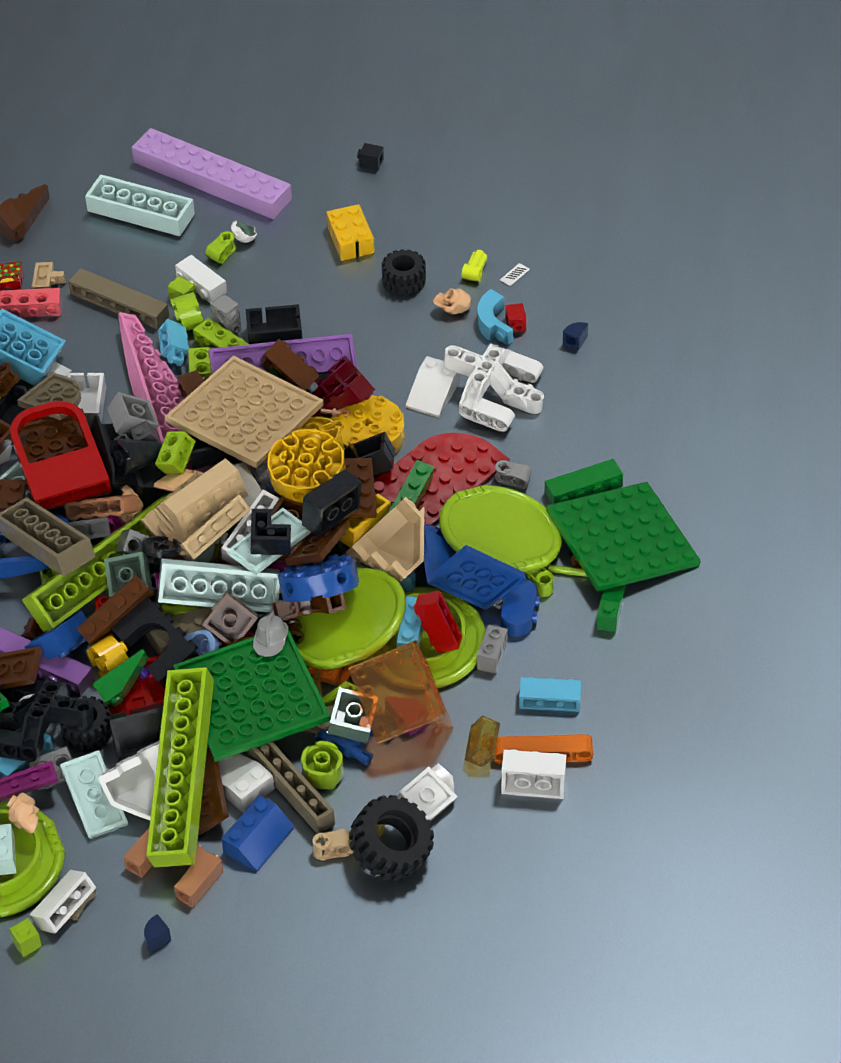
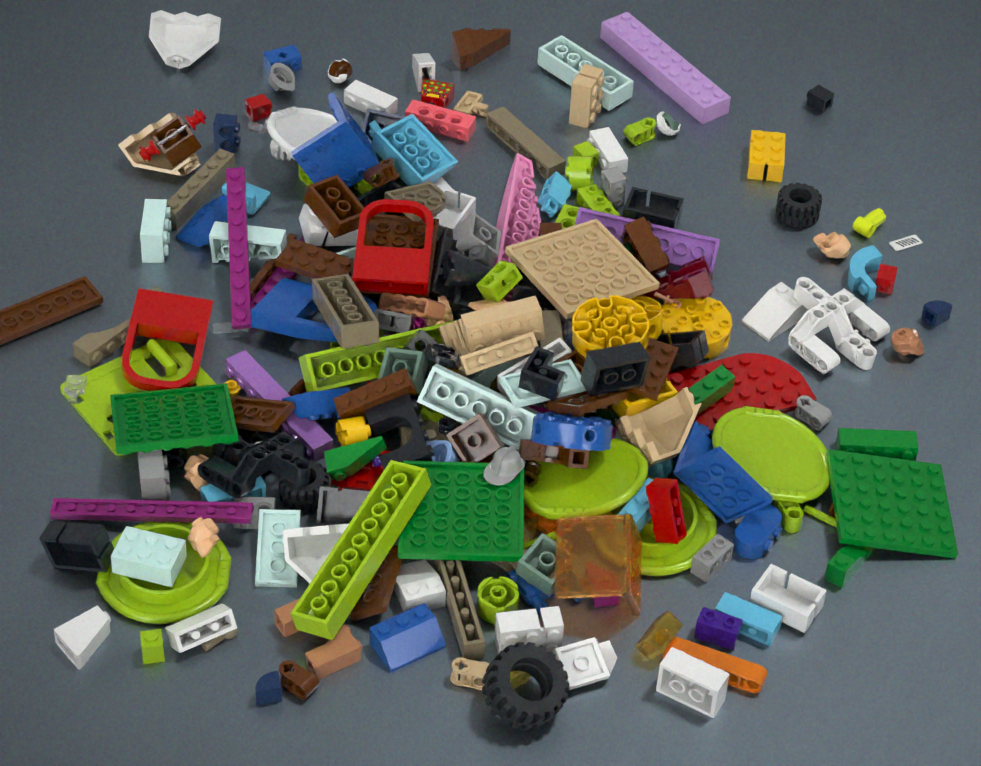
camera: 20 degrees right, 5 degrees down
(156, 231) = (586, 96): none -> tan piece
(179, 915) = (297, 679): none -> reddish brown piece
(194, 610) = (450, 423): none -> black bush
(362, 784) = (525, 627): none -> white piece
(530, 714) = (717, 628): none -> dark purple bracket
(563, 373) = (907, 341): none -> nougat head
(585, 662) = (796, 604): none -> white piece

